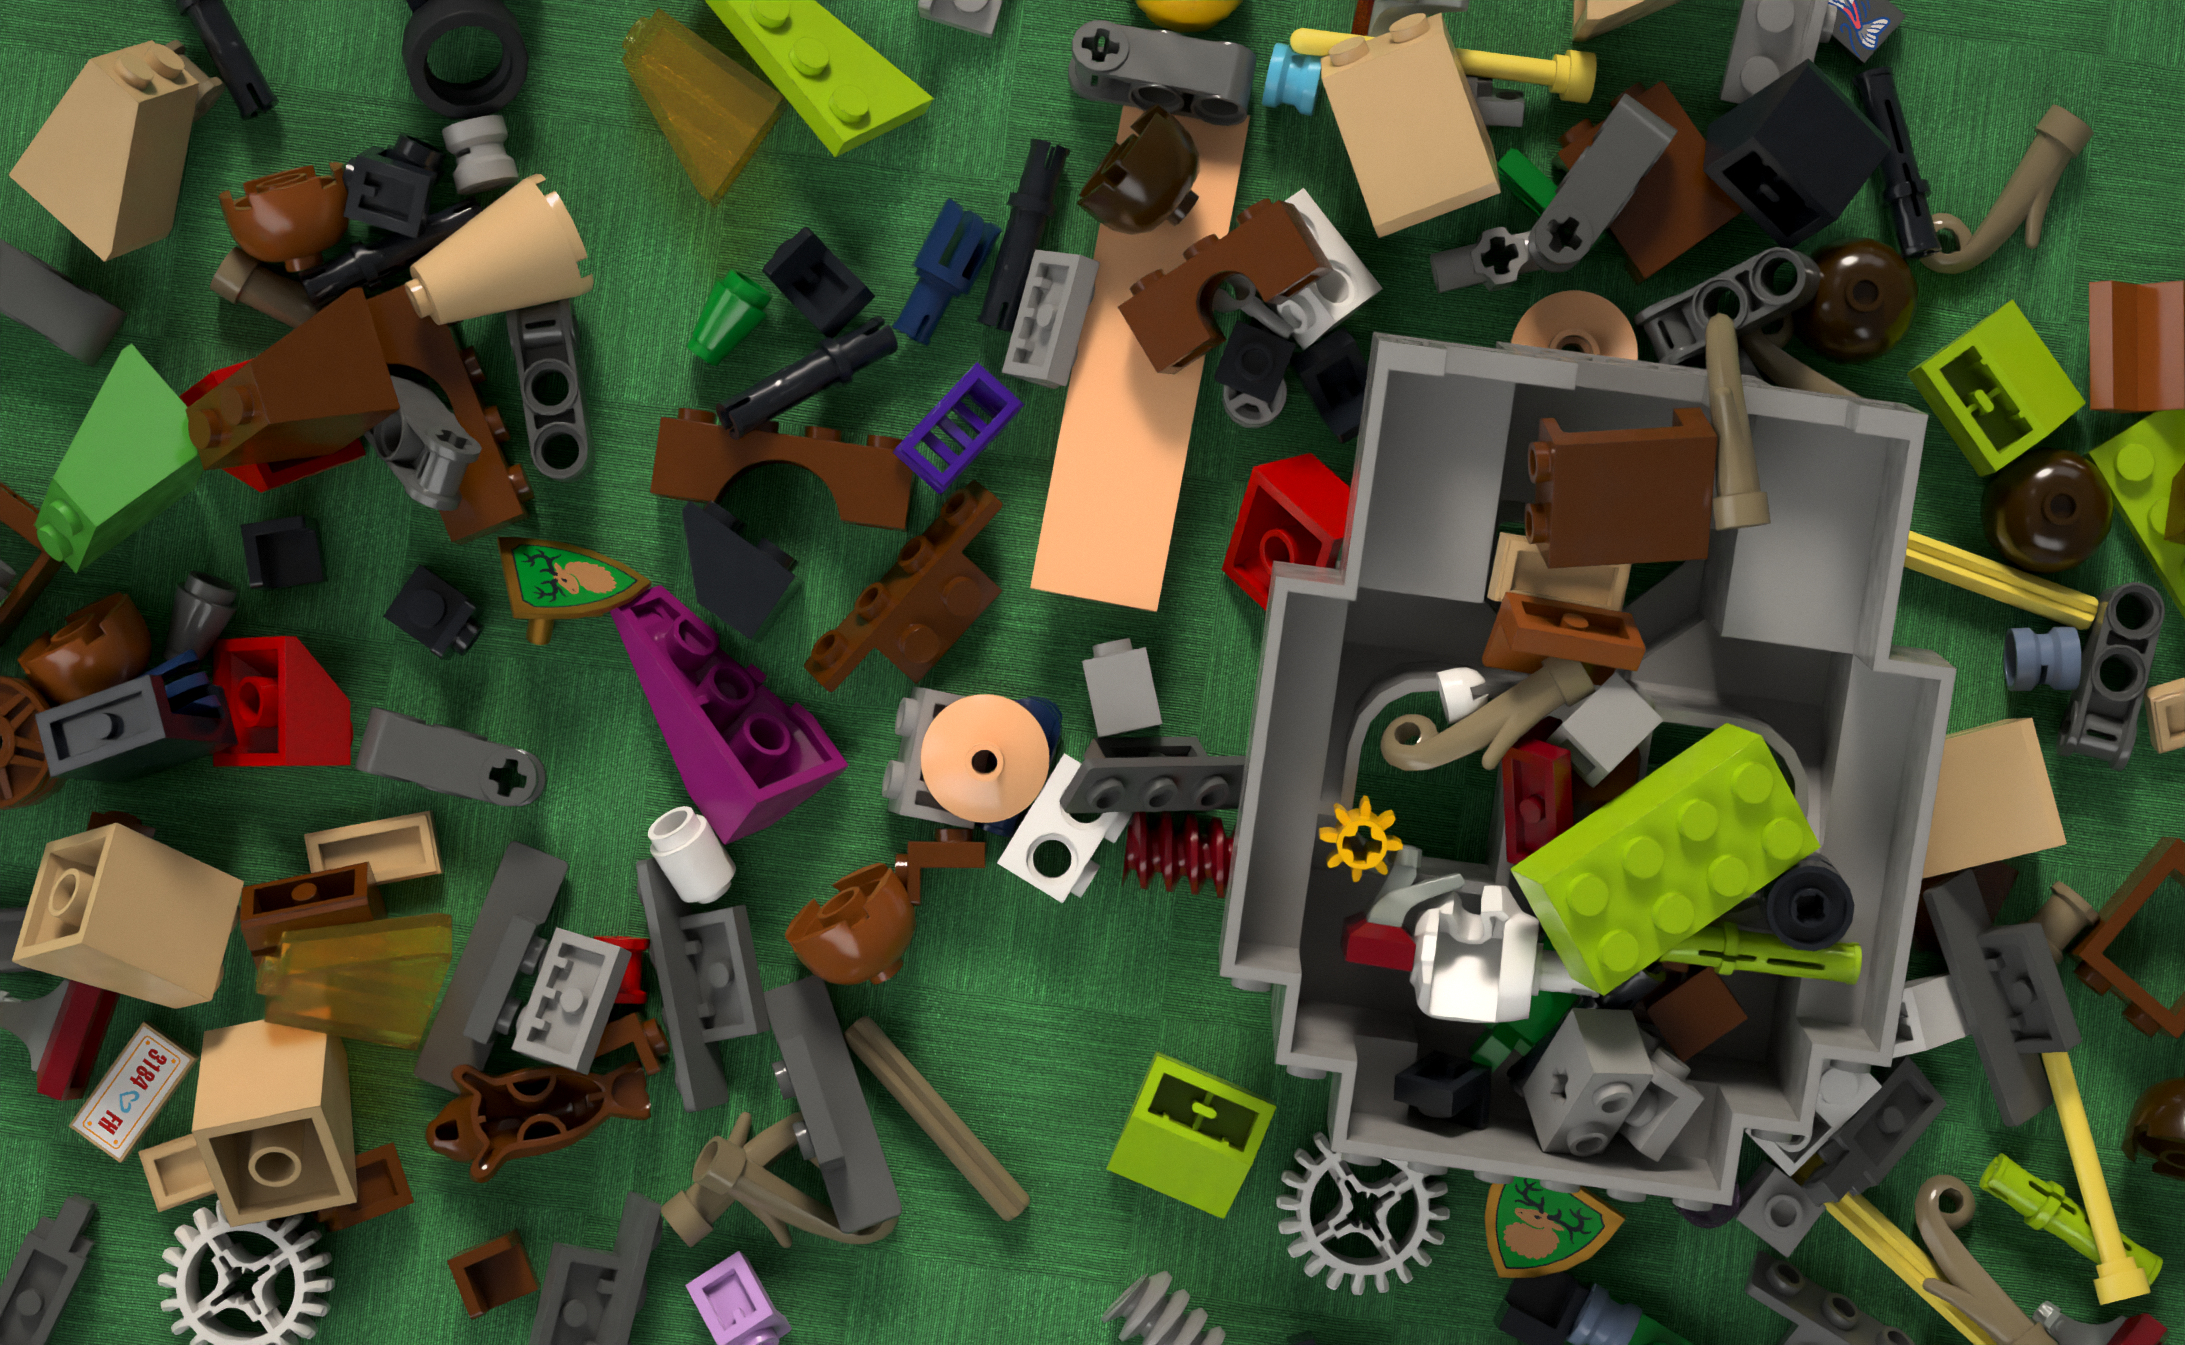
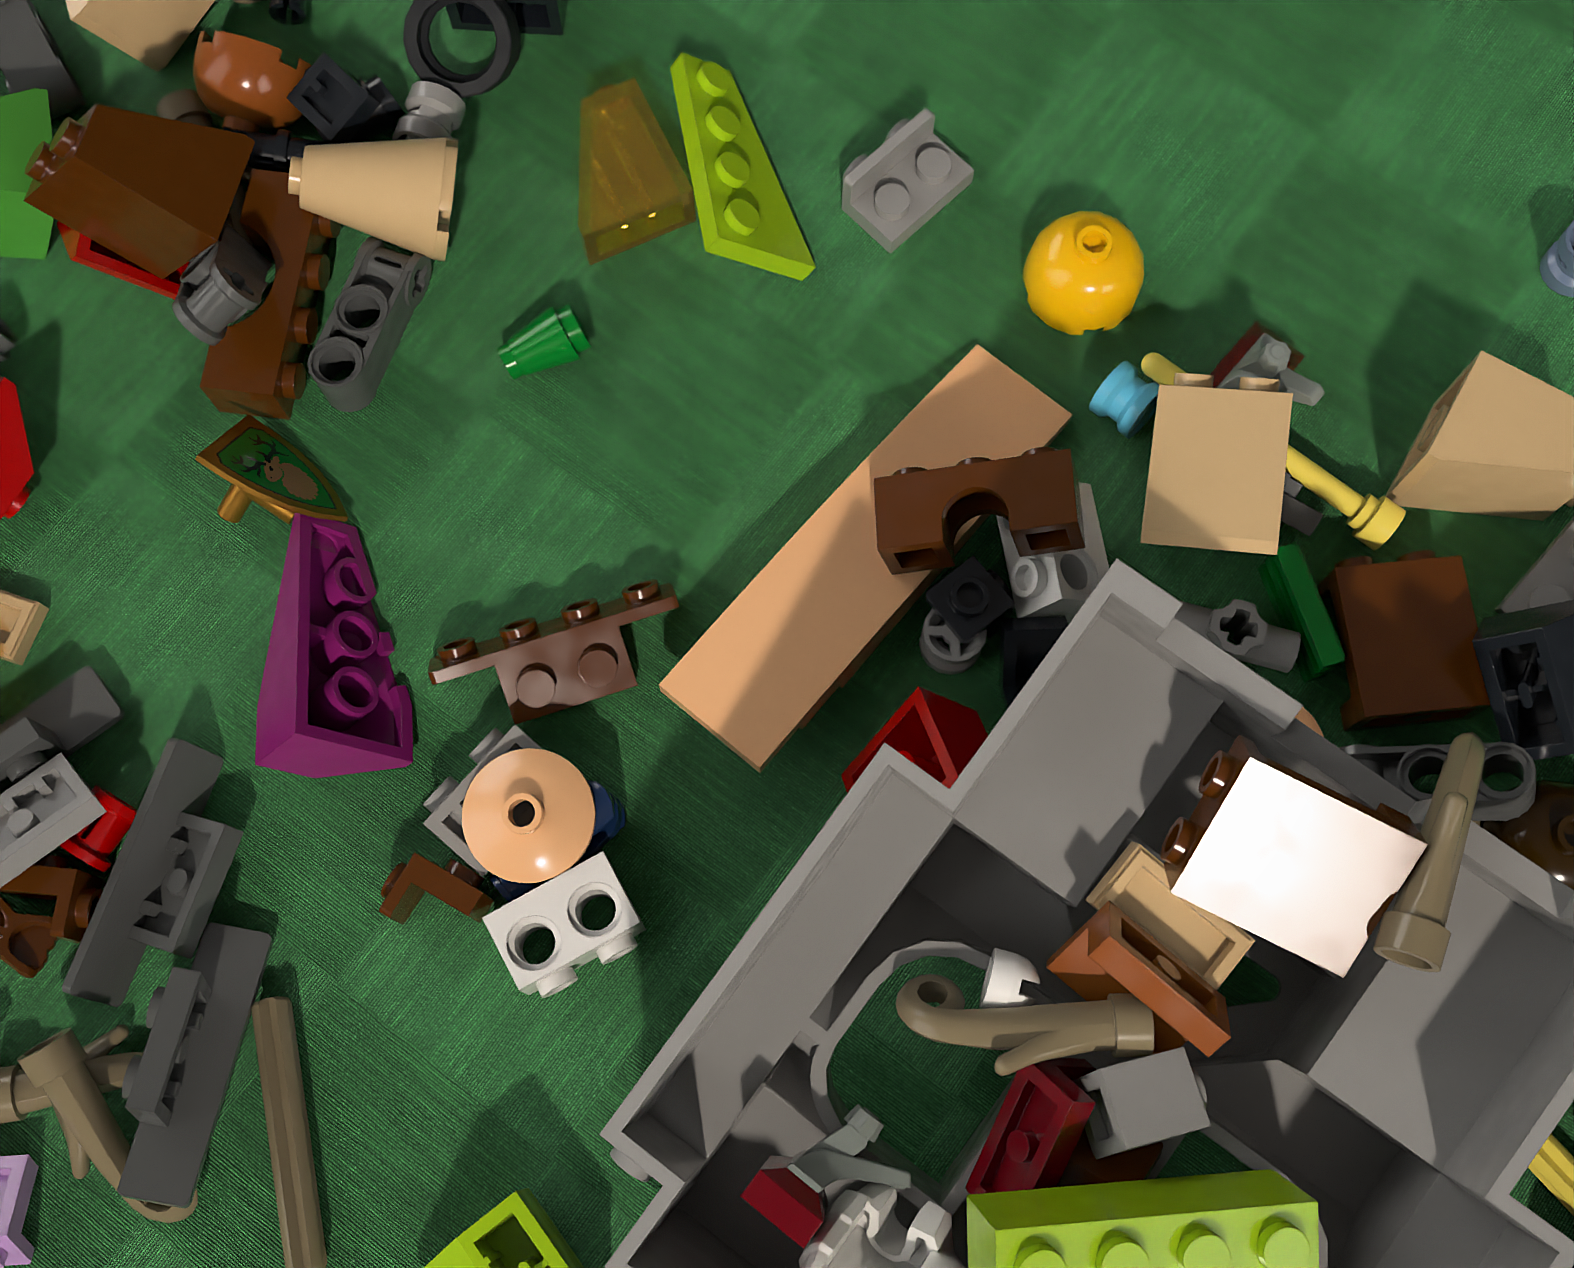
camera: 30 degrees right, 15 degrees down
(284, 553) = (67, 331): black panel -> none
(436, 614) = (158, 450): black bracket -> none
(446, 759) = (85, 571): dark grey piece -> none
(691, 855) = (223, 761): white brick -> none
(703, 462) = (456, 444): reddish brown arch -> none
(732, 576) = (415, 536): black slope -> none
(817, 282) = (633, 349): black bracket -> none
(825, 367) = (564, 414): black pin -> none
(856, 931) = (321, 911): dark orange cylinder -> none
(945, 268) = (737, 403): dark blue arm -> none
(986, 394) = (712, 498): dark purple slope -> none
(1023, 233) = (846, 390): black pin -> none
(1051, 318) = (810, 477): light grey bracket -> none
(1121, 688) = (685, 821): light grey brick -> none
(1145, 177) = (958, 395): dark brown cylinder -> none
(1153, 777) = (656, 908): dark grey bracket -> none
(1163, 68) = (1018, 335): dark grey piece -> none
(1178, 852) = (643, 997): dark red piece -> none
(1251, 305) = (994, 533): light grey hand -> none
(1373, 851) = (833, 1097): yellow gear -> none
(1600, 183) = (1363, 607): dark grey piece -> none

